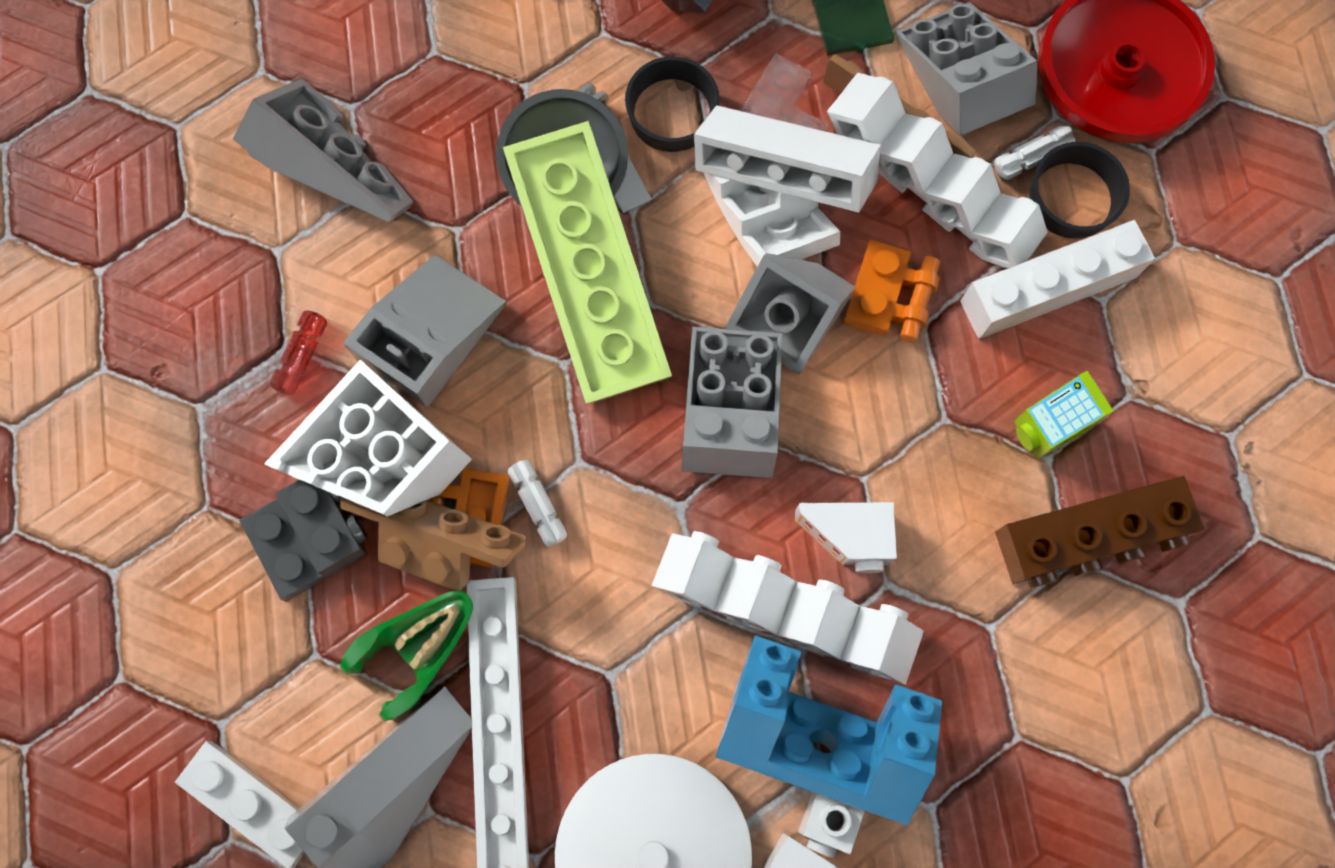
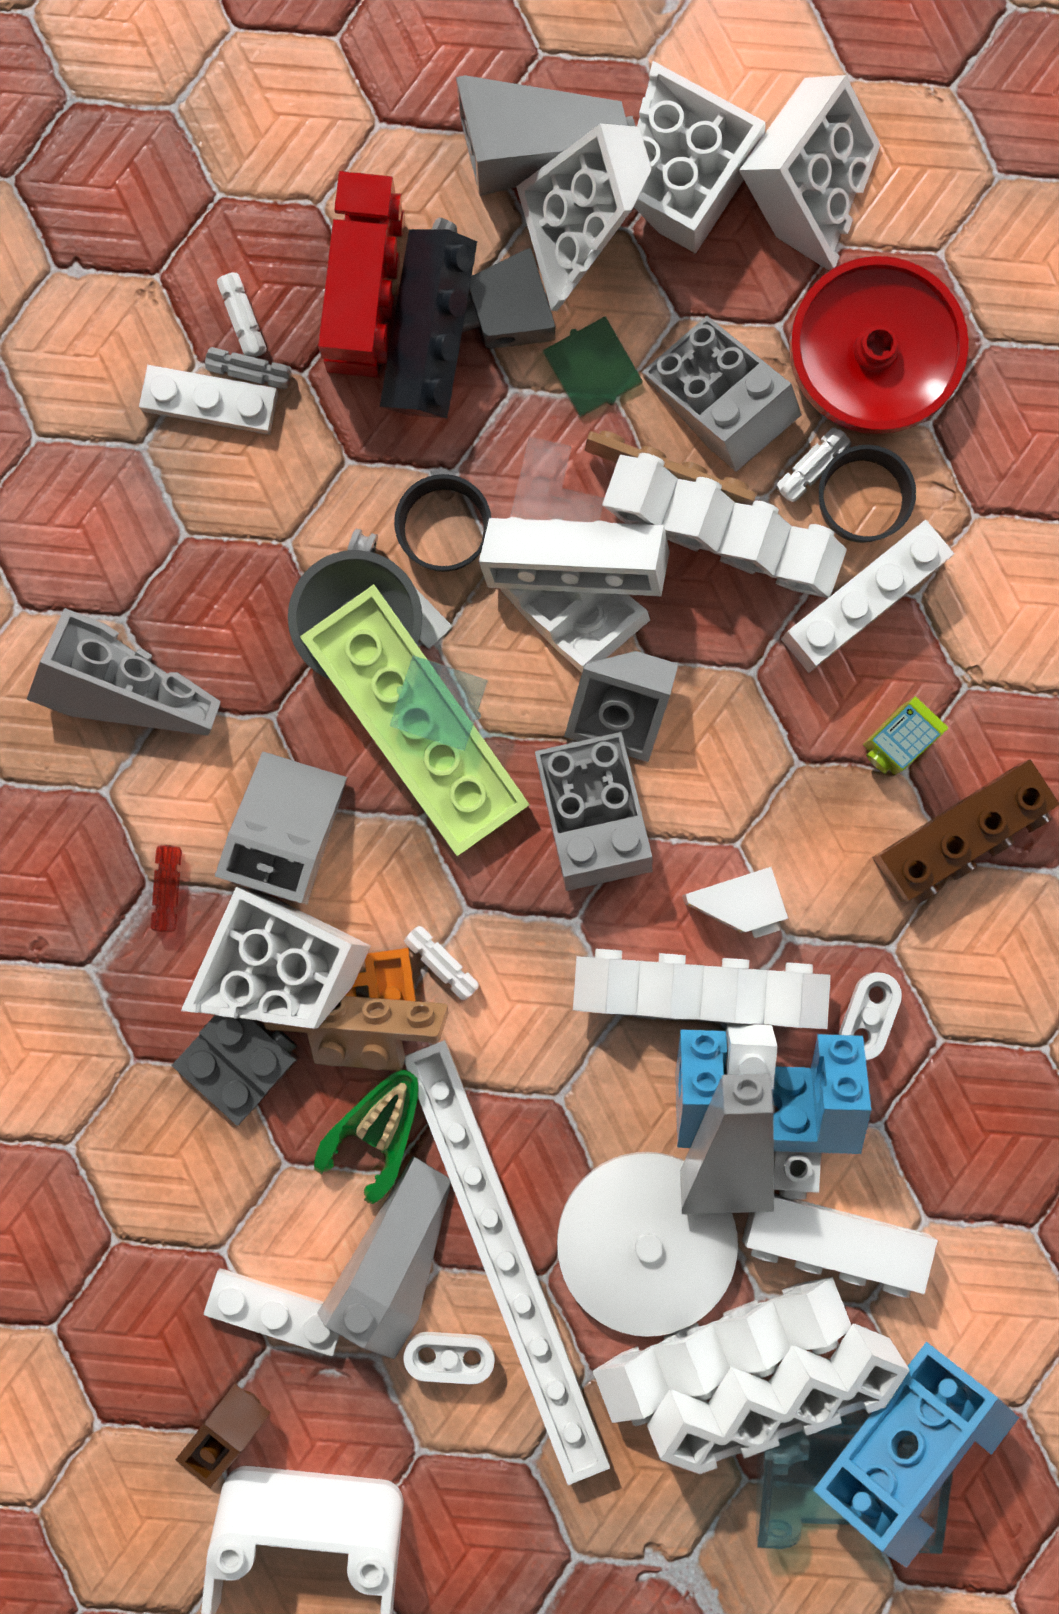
camera: 15 degrees left, 10 degrees up
(614, 249) = (438, 702): none -> clear light blue piece
(774, 773) = (733, 1150): none -> light grey slope
(818, 686) = (750, 1049): none -> white brick
(878, 288) = (699, 652): orange plate -> none
(954, 690) = (873, 1017): none -> white plate

